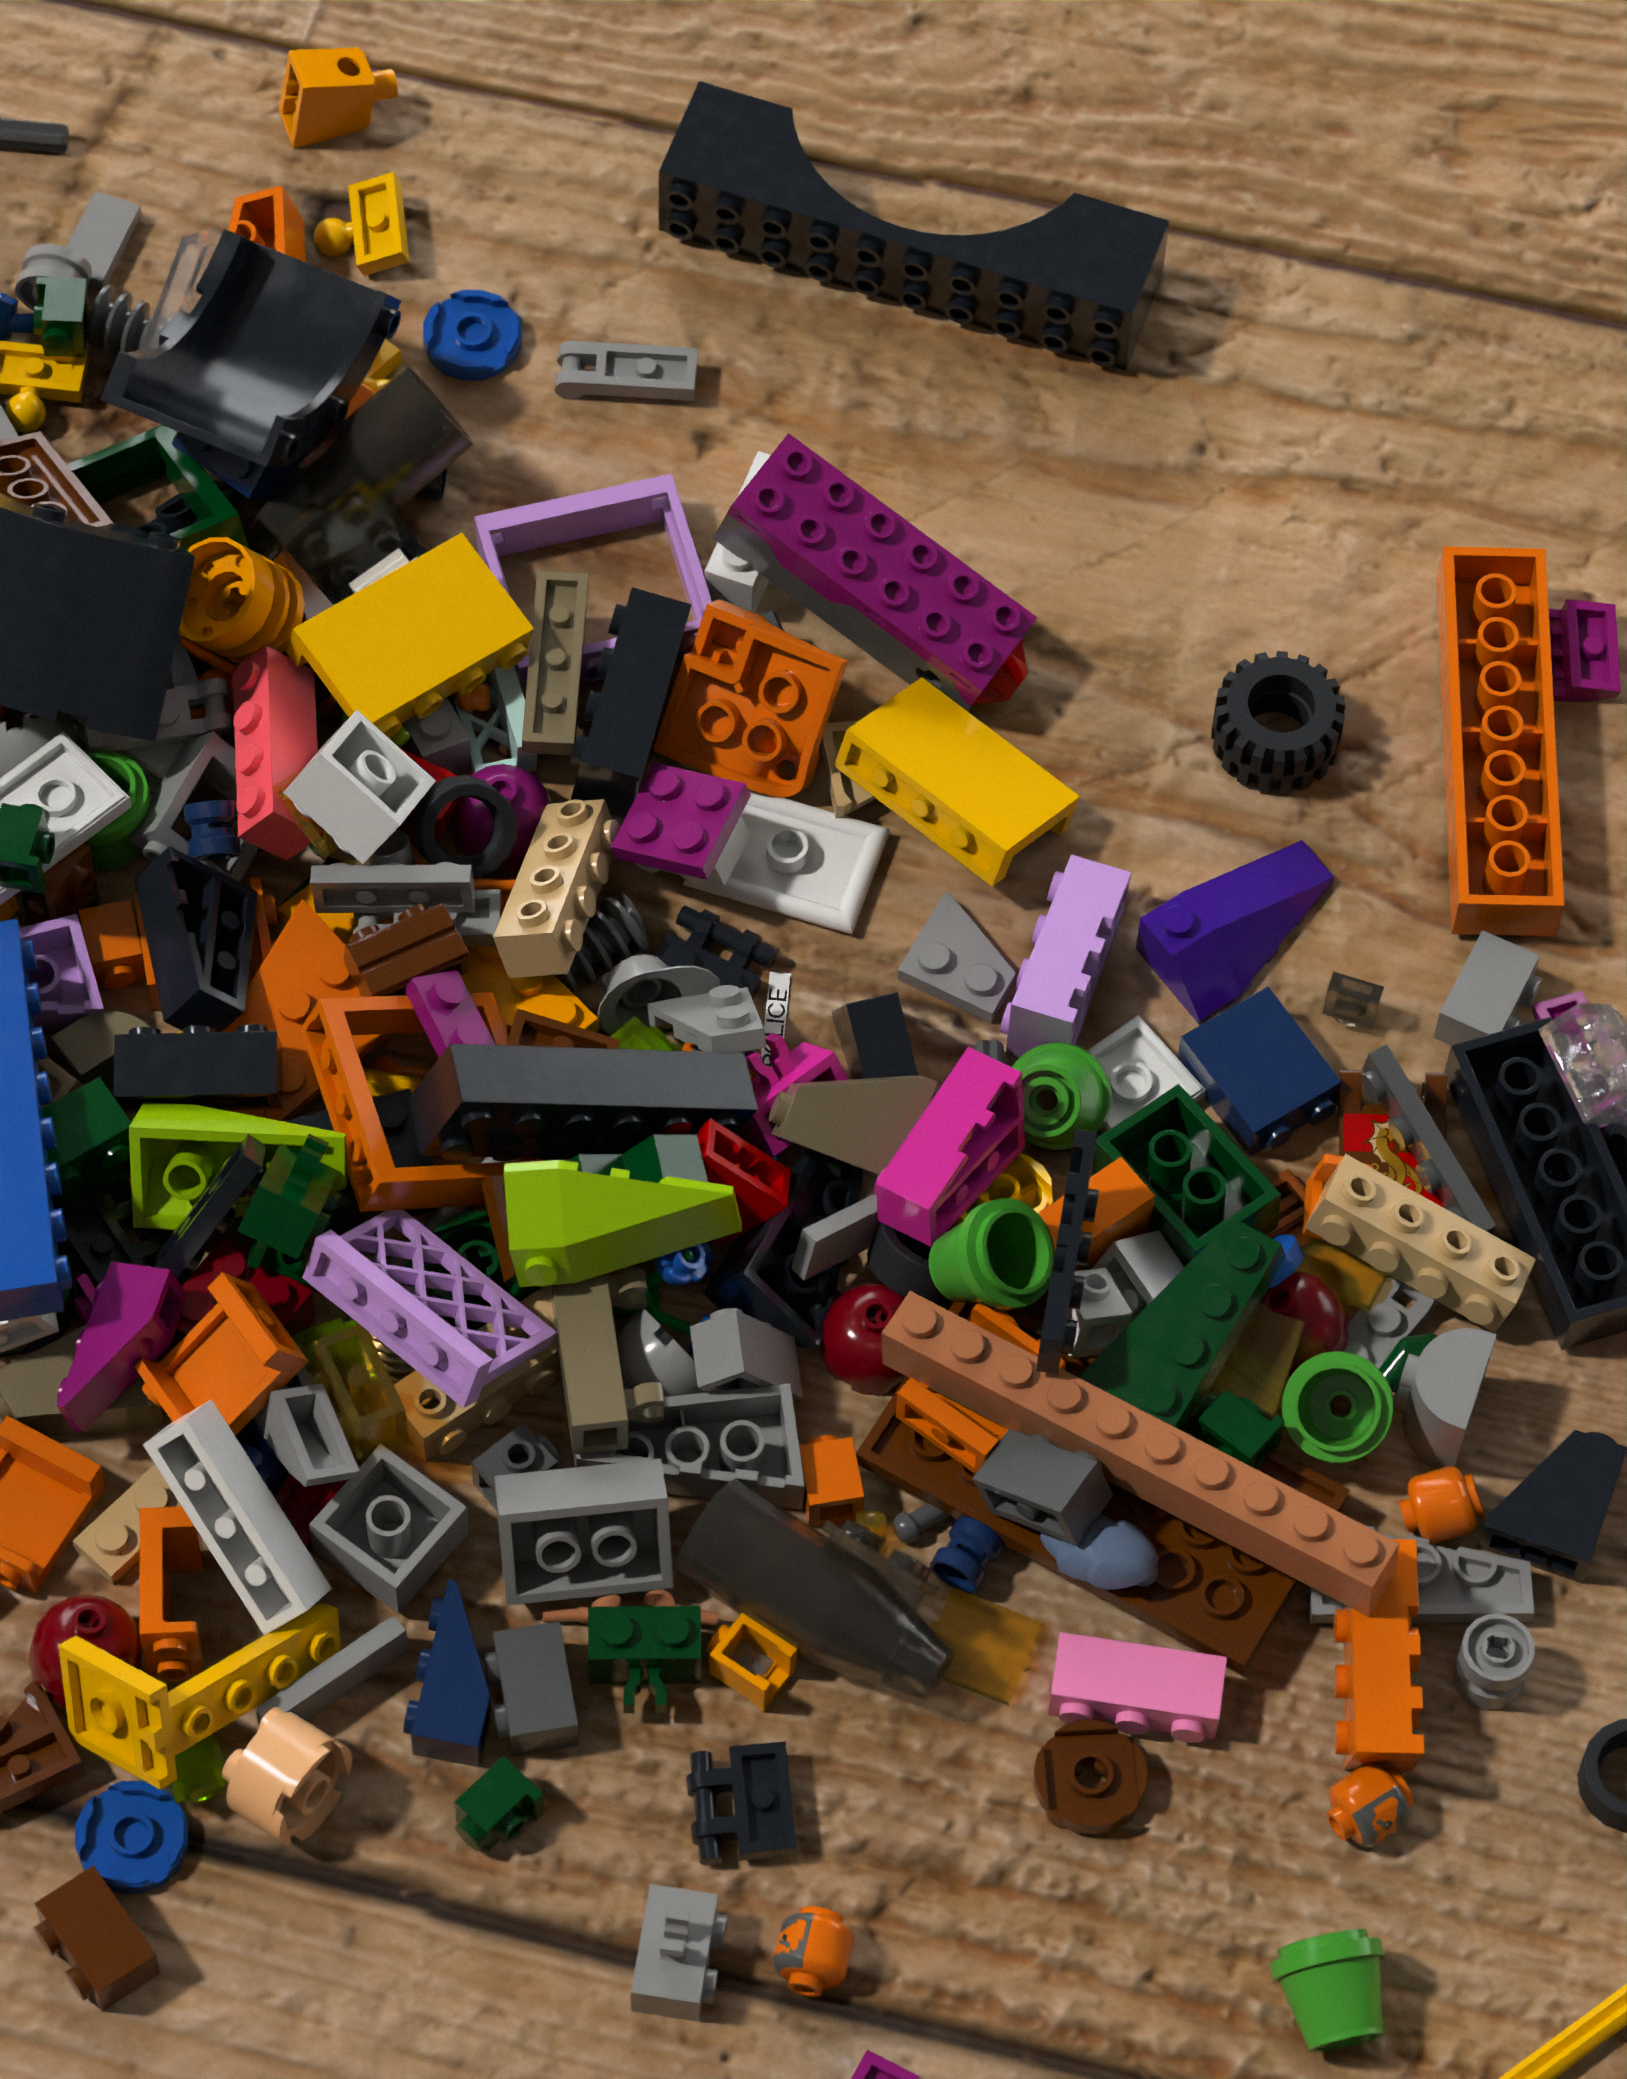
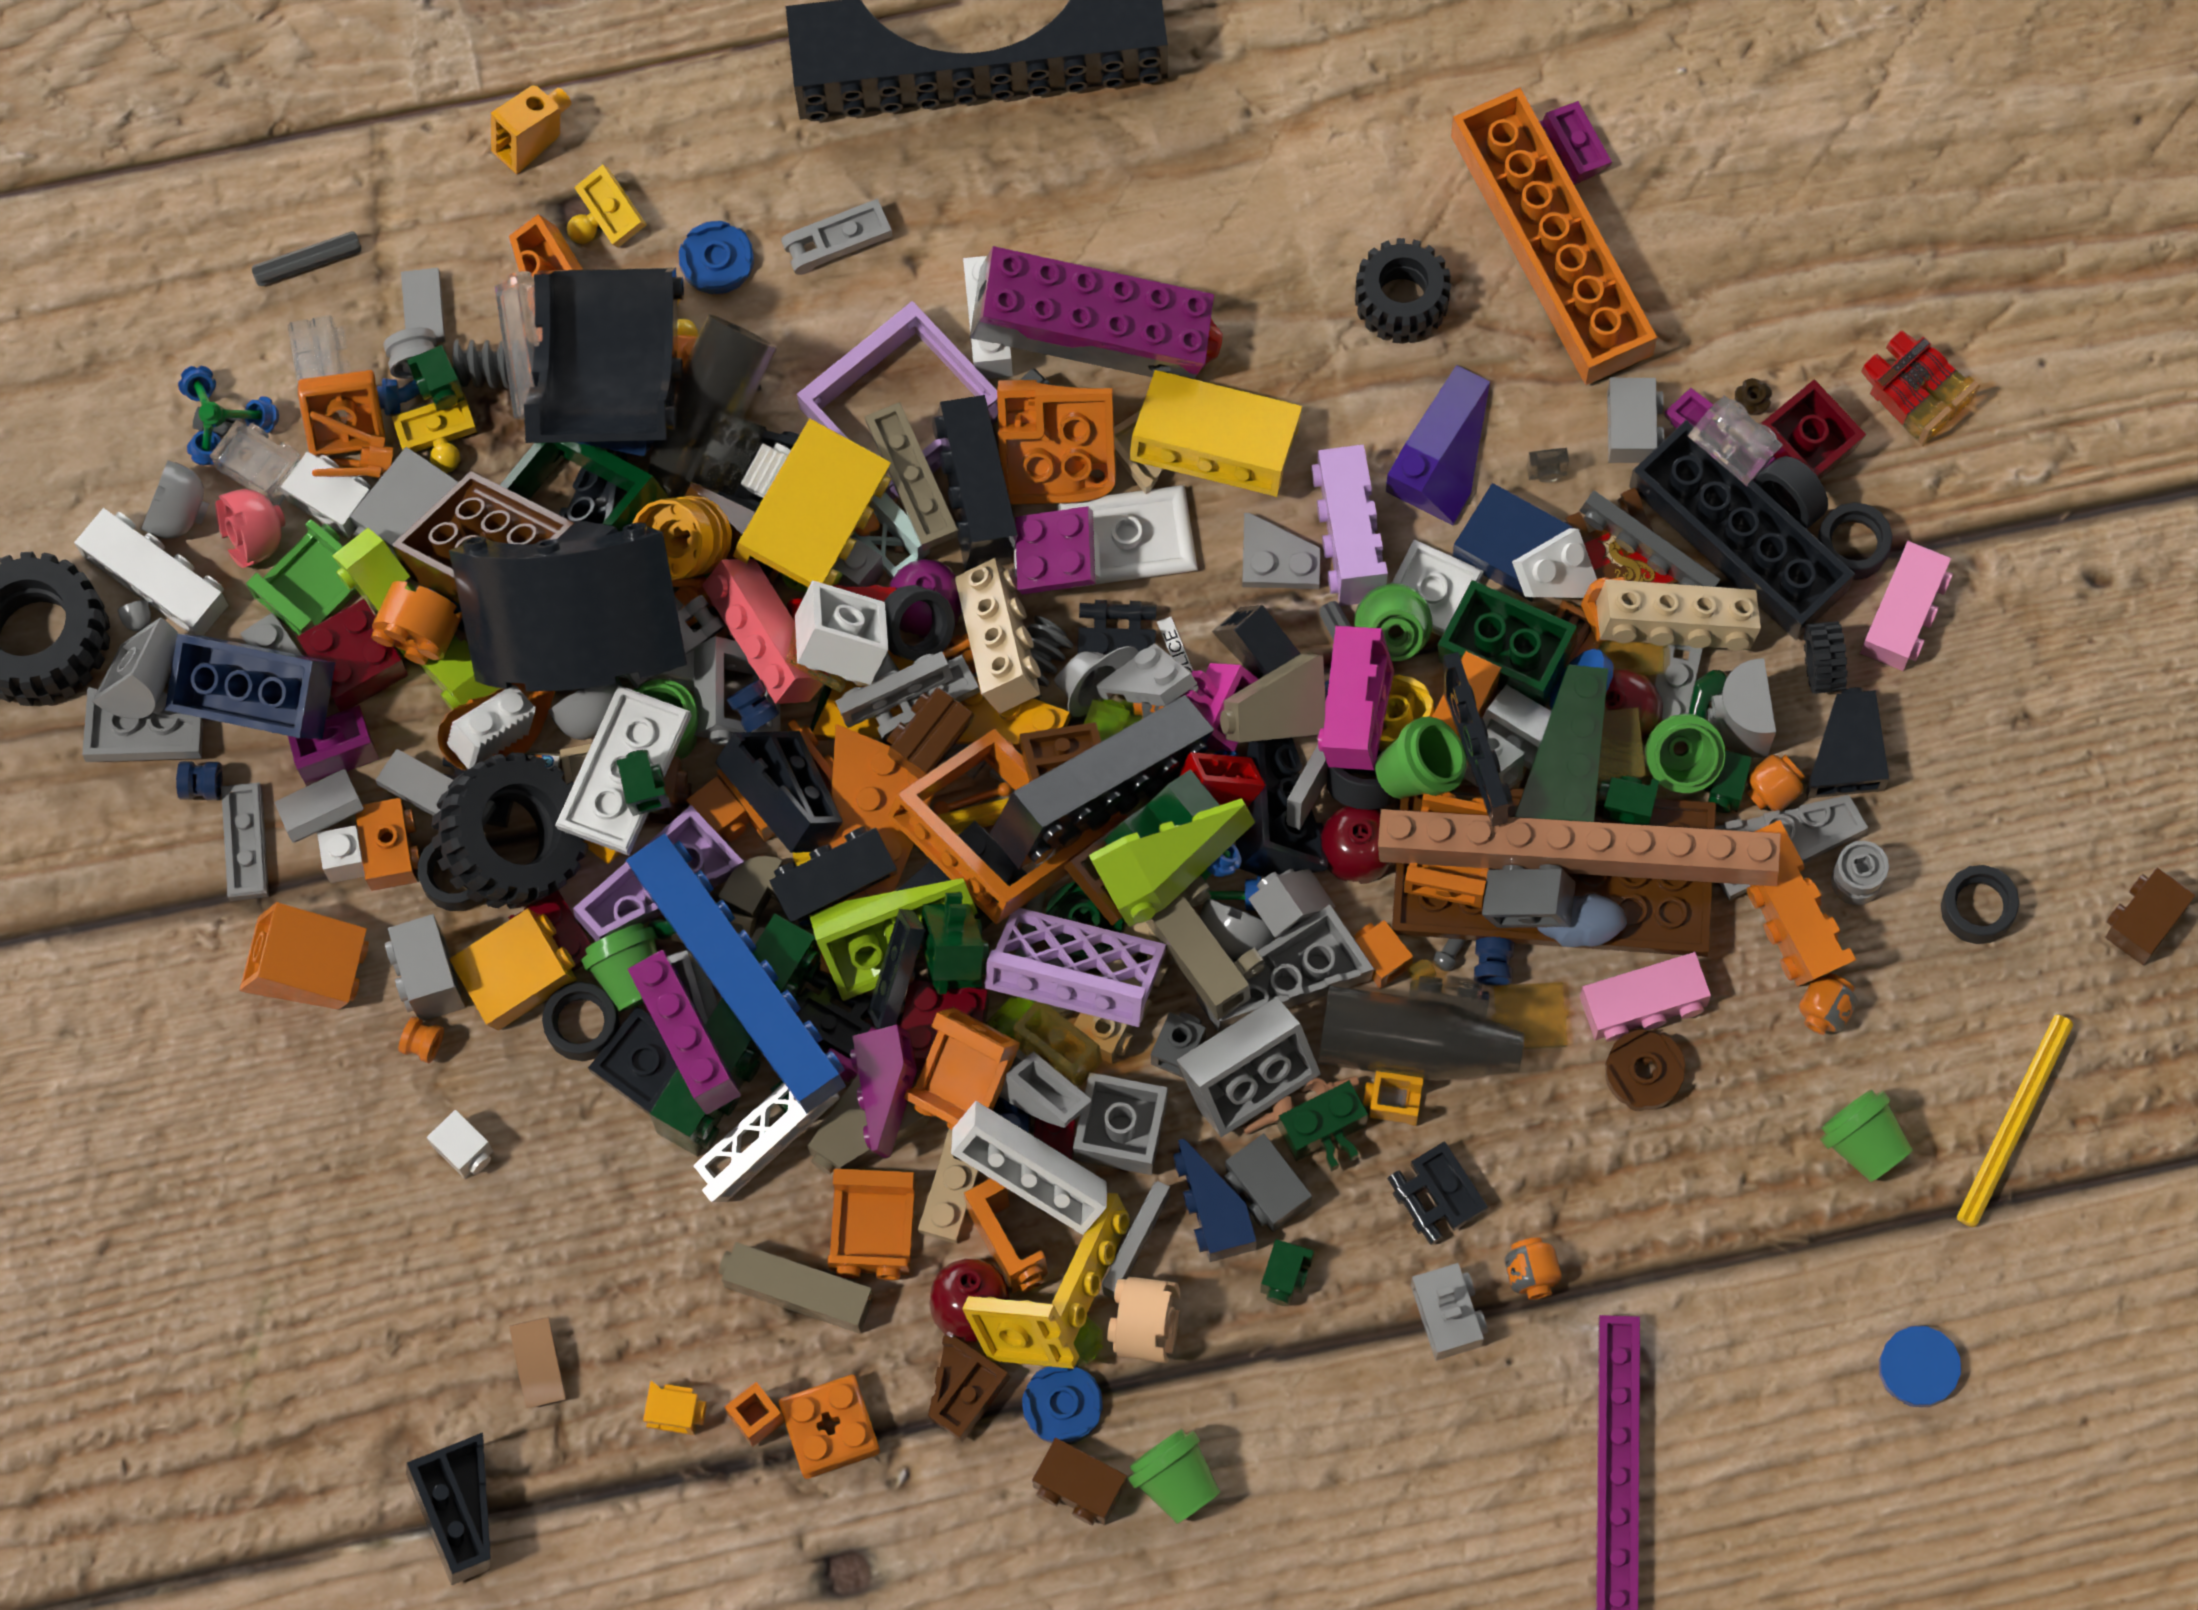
camera: 20 degrees left, 10 degrees up
(217, 1985) = (1175, 1475): none -> bright green piece
(447, 1011) = (986, 765): magenta plate -> none
(1293, 1119) = (1556, 568): none -> white wing
(1382, 1476) = (1730, 784): none -> dark green brick
(1584, 1380) = (1825, 657): none -> black tyre

